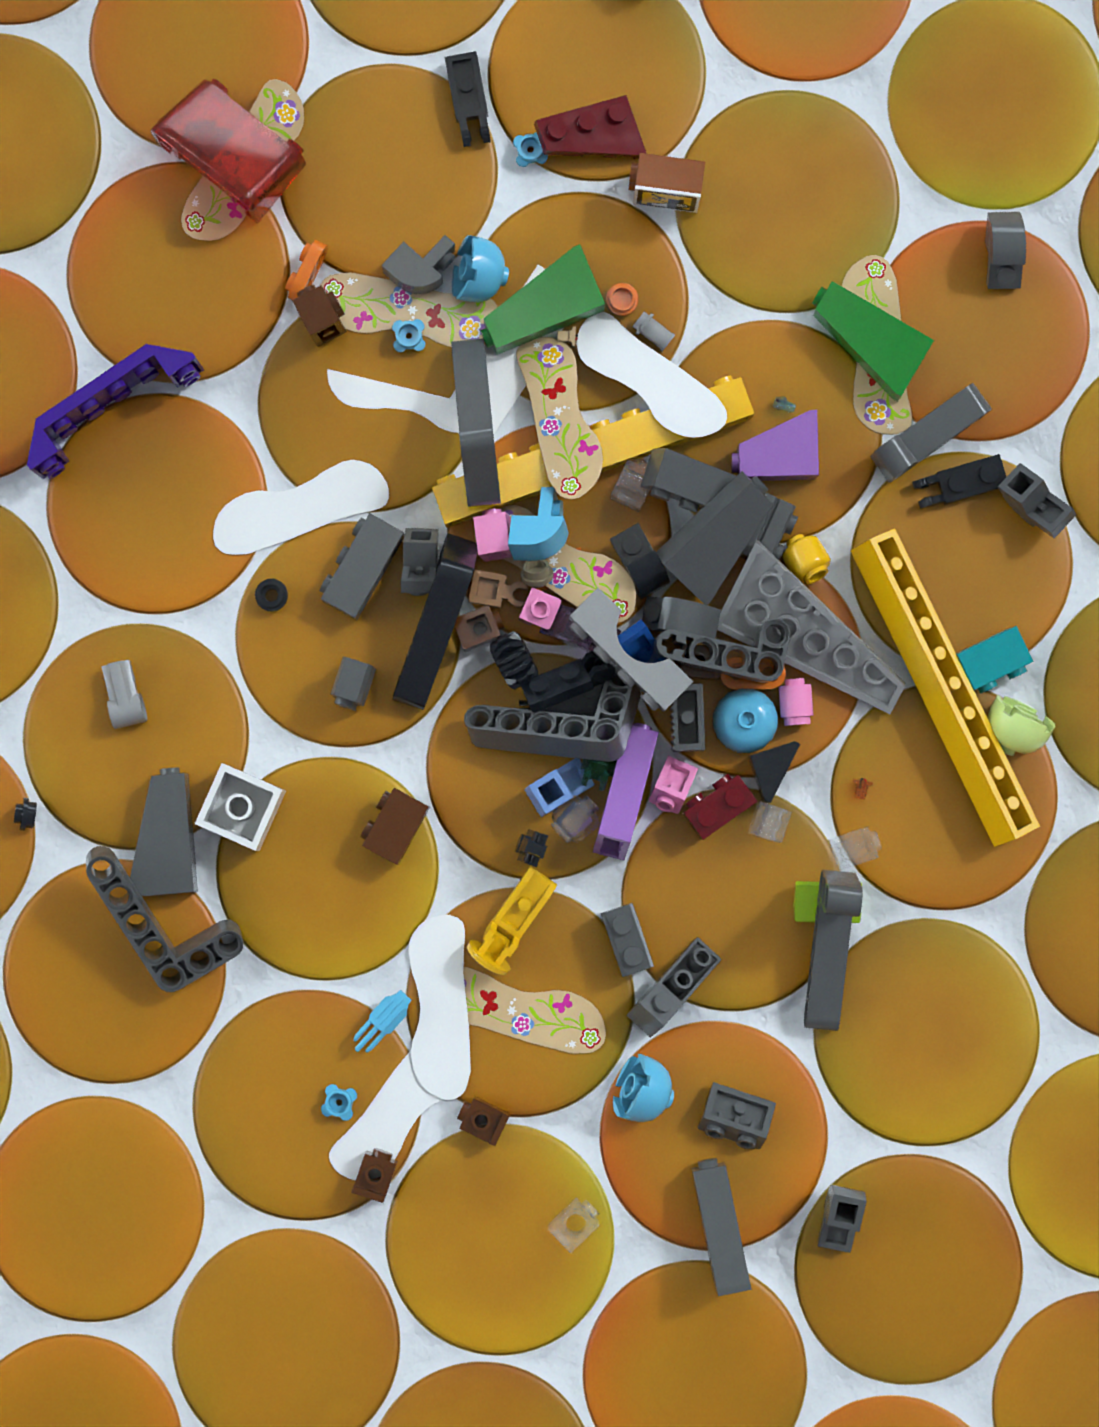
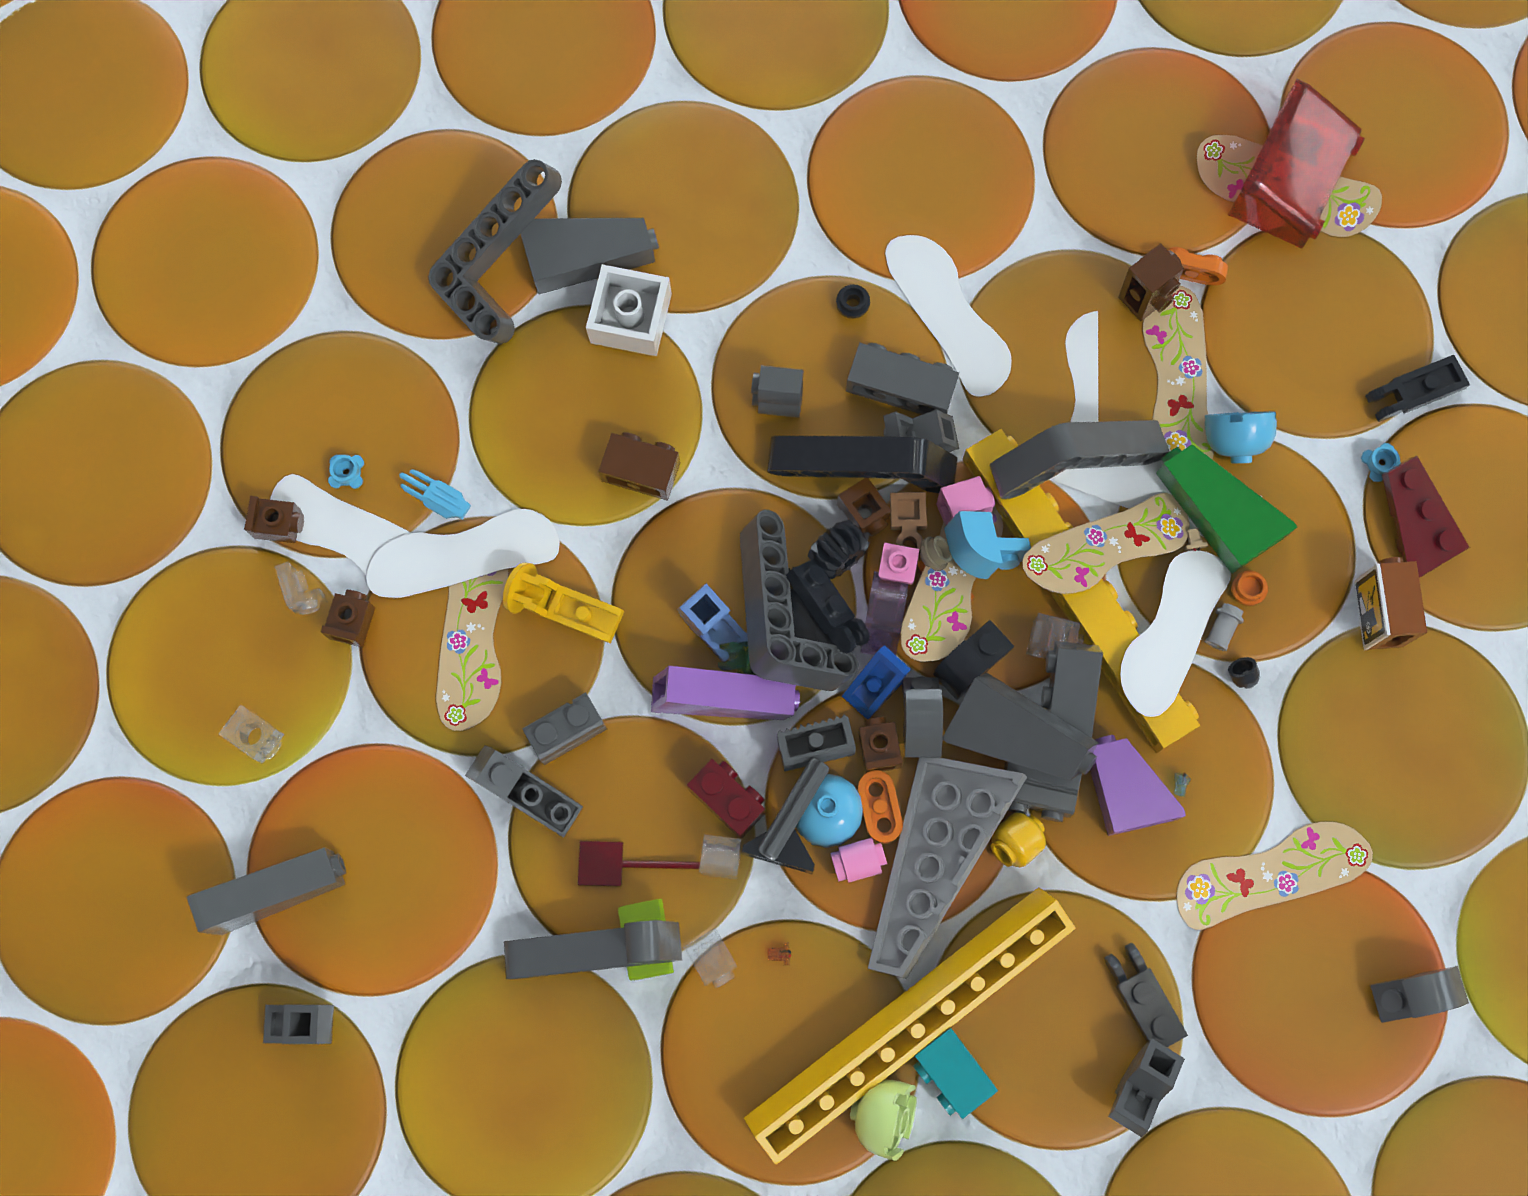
camera: 80 degrees right, 10 degrees down
(25, 814) = (583, 116): black plate -> none
(88, 402) = (1008, 87): dark purple slope -> none
(124, 703) = (713, 184): light grey piece -> none
(402, 328) = (1154, 370): medium azure plate -> none
(417, 273) = (1220, 375): dark grey brick -> none
(441, 1166) = (292, 587): none -> clear bracket
(531, 847) = (642, 603): black hinge -> none
(575, 819) = (683, 646): clear head -> none
(644, 1090) = (405, 779): medium azure cylinder -> none
(658, 681) = (898, 621): light grey arch -> none
(673, 785) = (741, 745): bright pink bracket -> none
(698, 328) = (1244, 672): none -> black hinge
(719, 649) = (898, 760): dark grey beam -> none
(736, 1116) = (394, 886): dark grey bracket -> none
(744, 749) = (793, 809): none -> dark grey axle
(750, 927) = (603, 863): none -> dark red piece
(875, 339) = (1281, 866): green slope -> none
(930, 432) = (1162, 924): dark grey beam -> none

